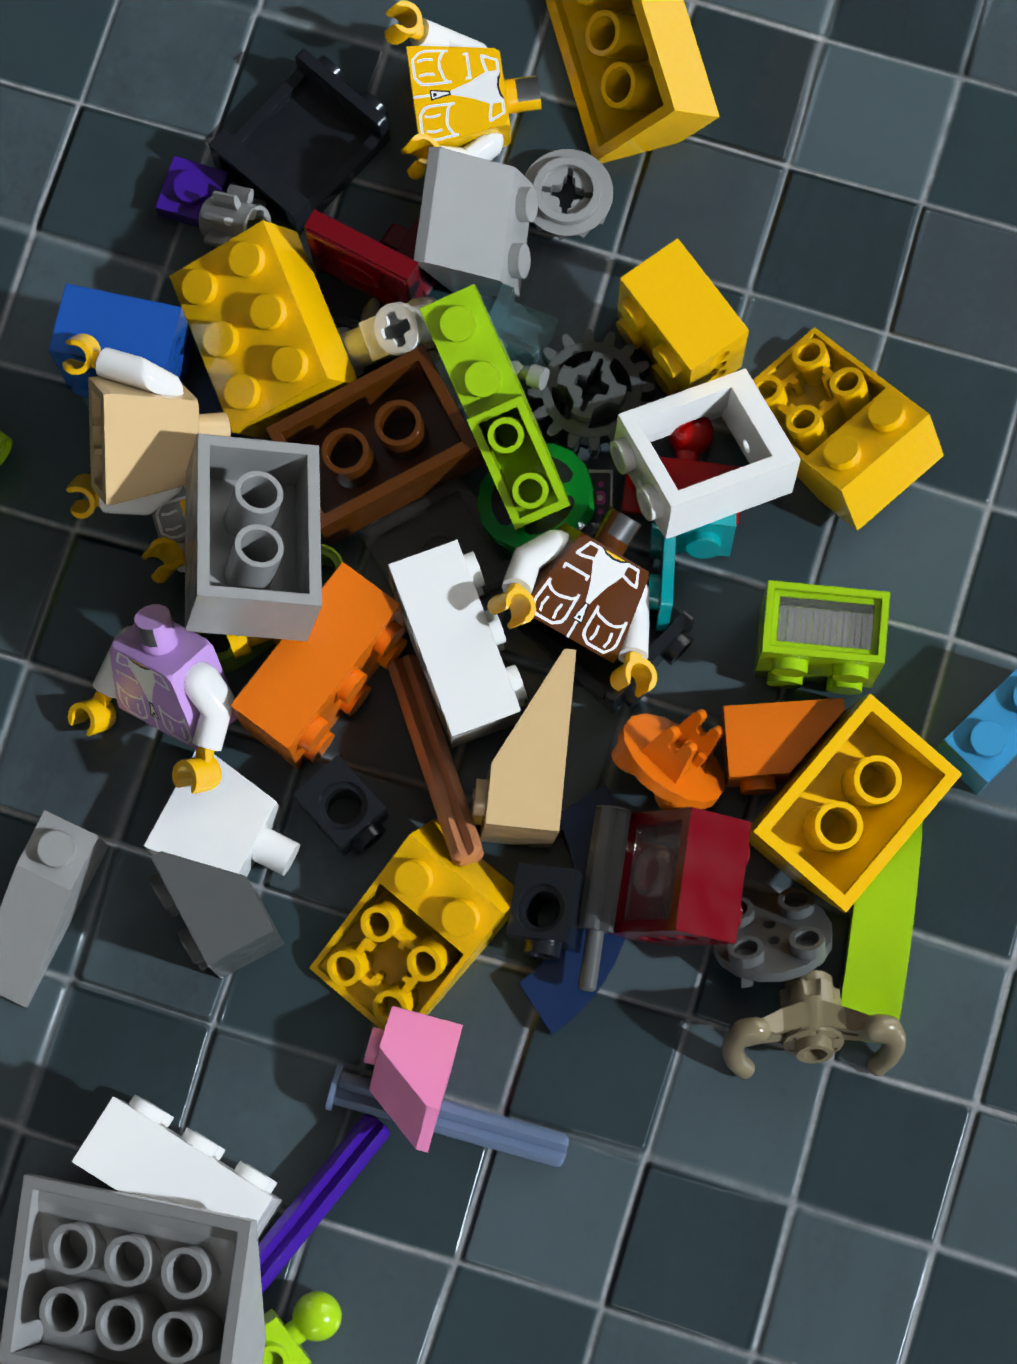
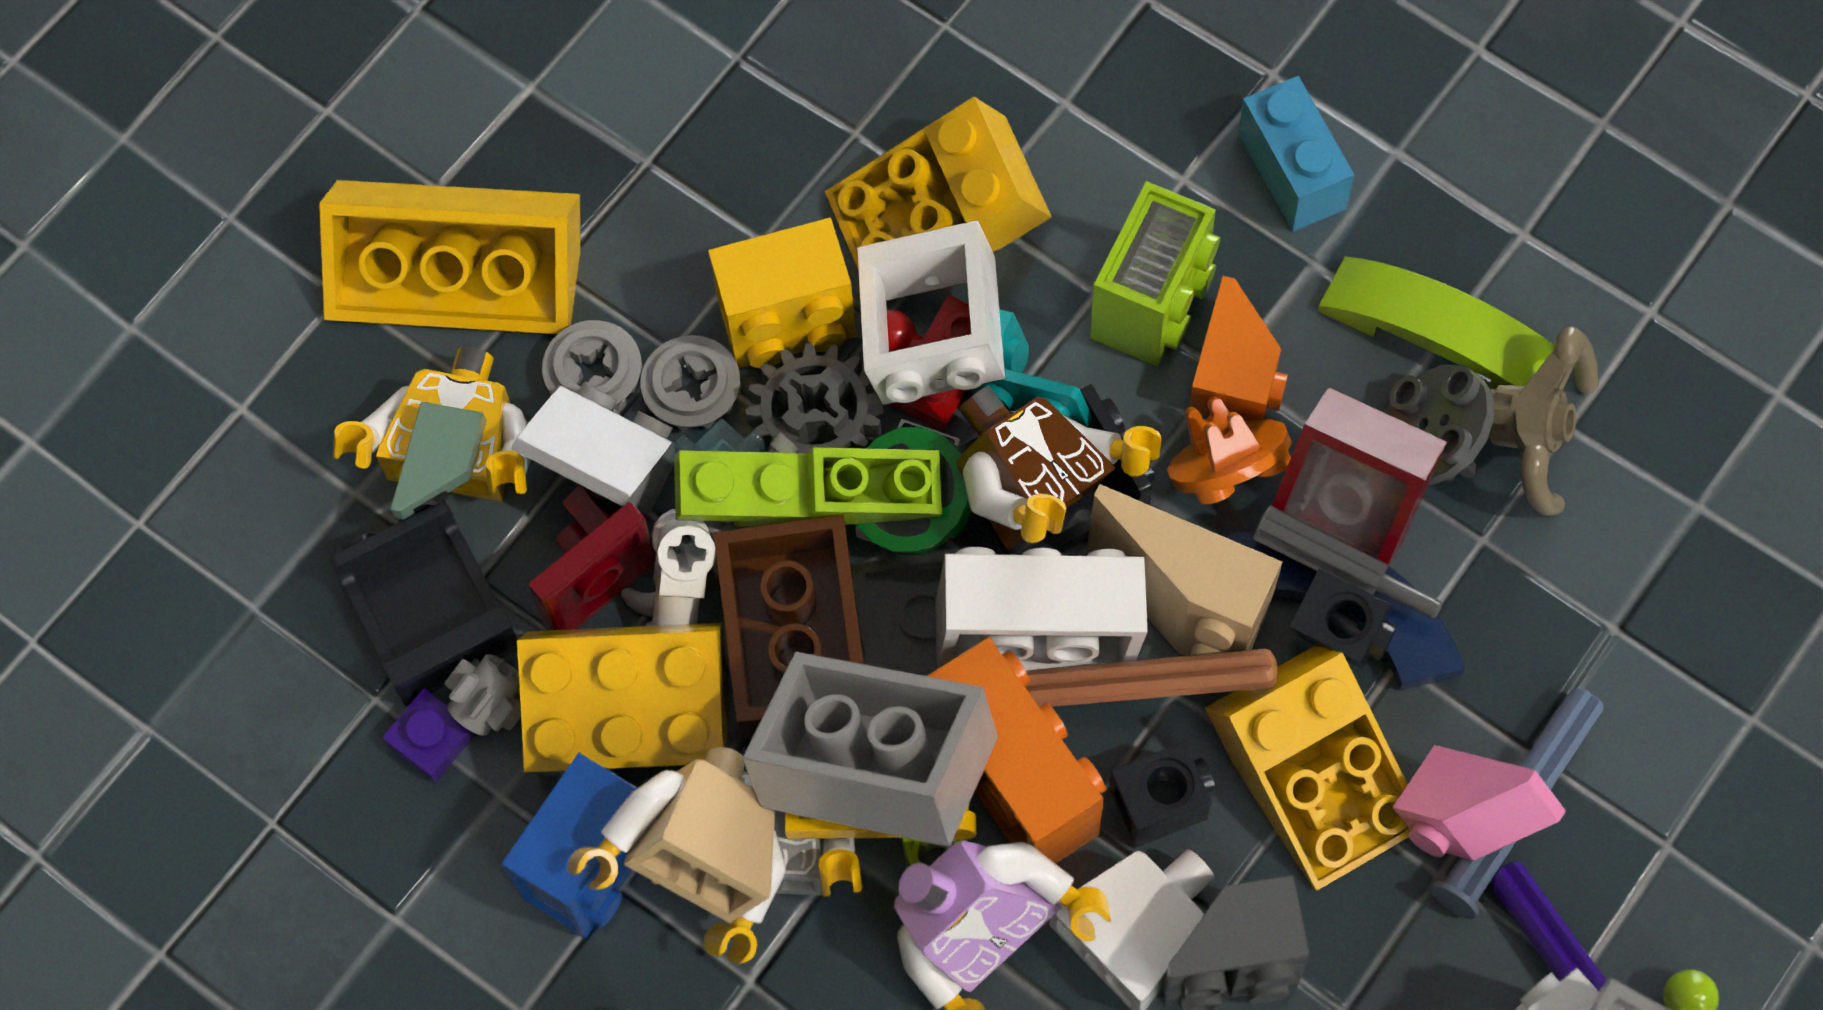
camera: 70 degrees left, 10 degrees down
(419, 95) = (438, 455): none -> sand green tile
(582, 255) = (704, 360): none -> light grey gear
(852, 803) = (1331, 304): yellow slope -> none

